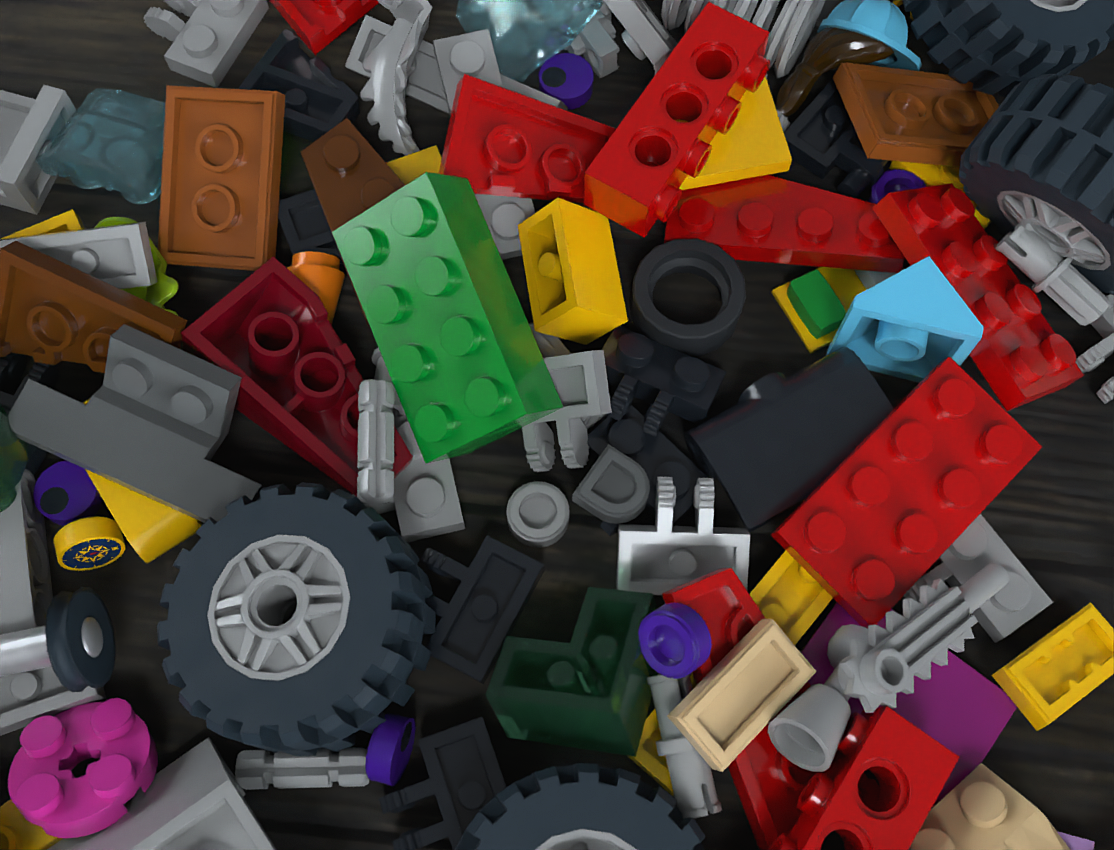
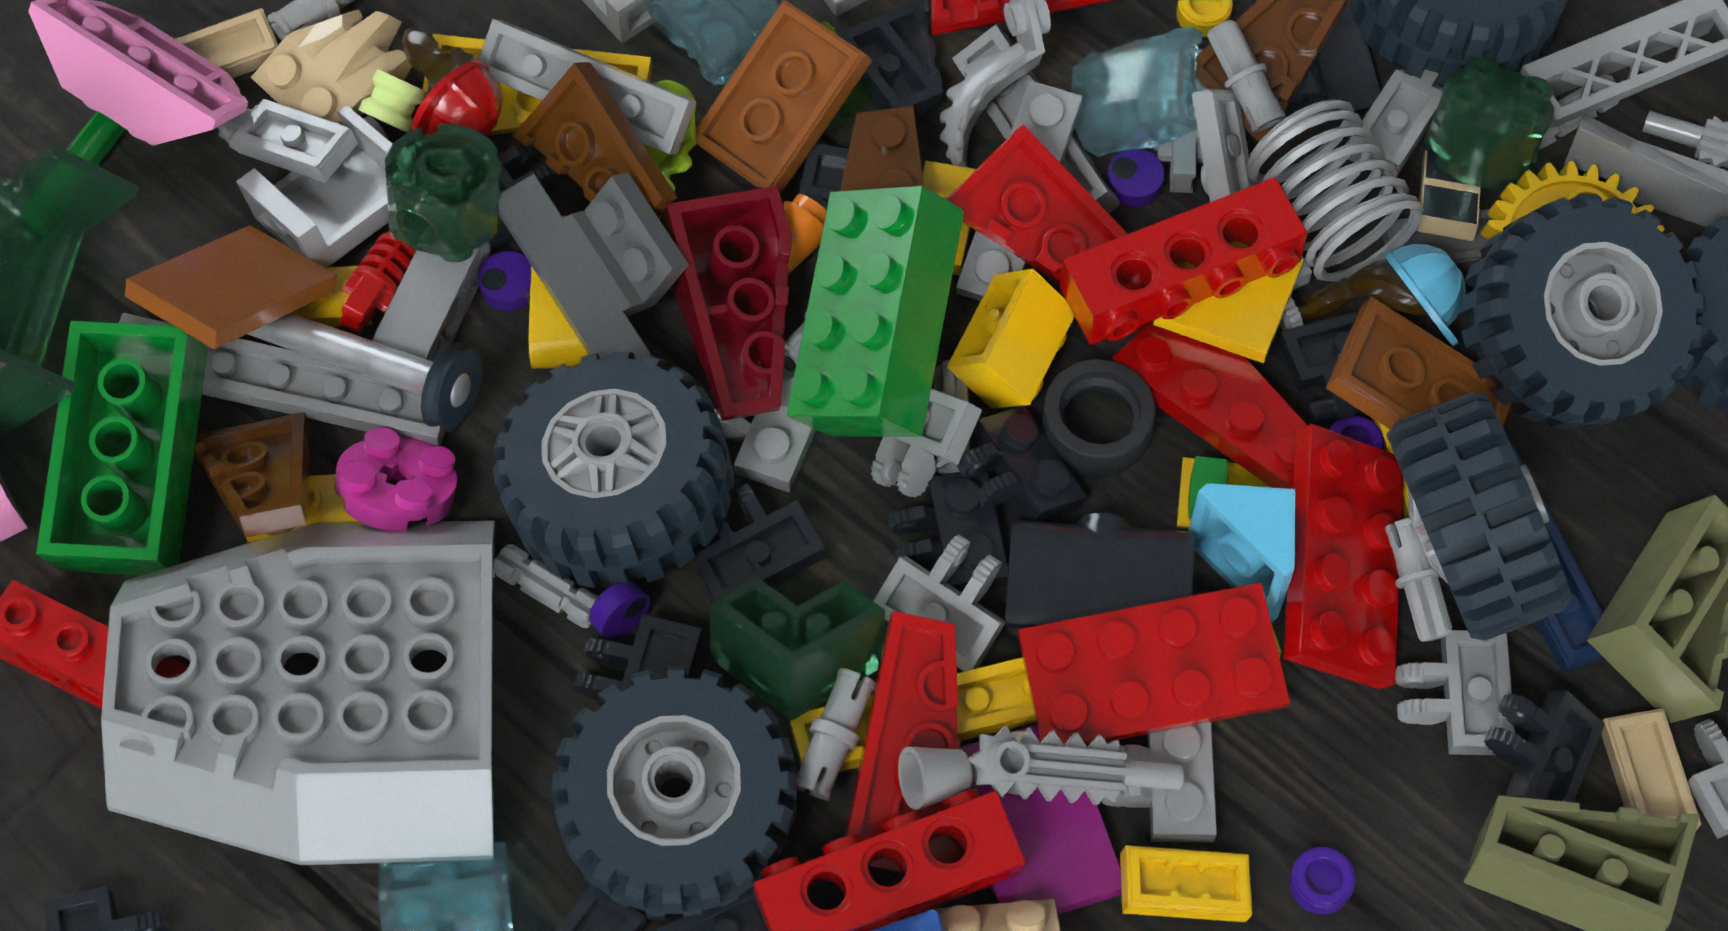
camera: 35 degrees right, 5 degrees down
(89, 543) = (499, 326): yellow tile -> none
(375, 442) = (757, 374): light grey axle -> none
(538, 514) = (852, 515): light grey tile -> none
(613, 488) = (920, 524): dark grey tile -> none
(674, 640) = (872, 646): dark purple tile -> none
(741, 694) = (897, 718): tan tile -> none

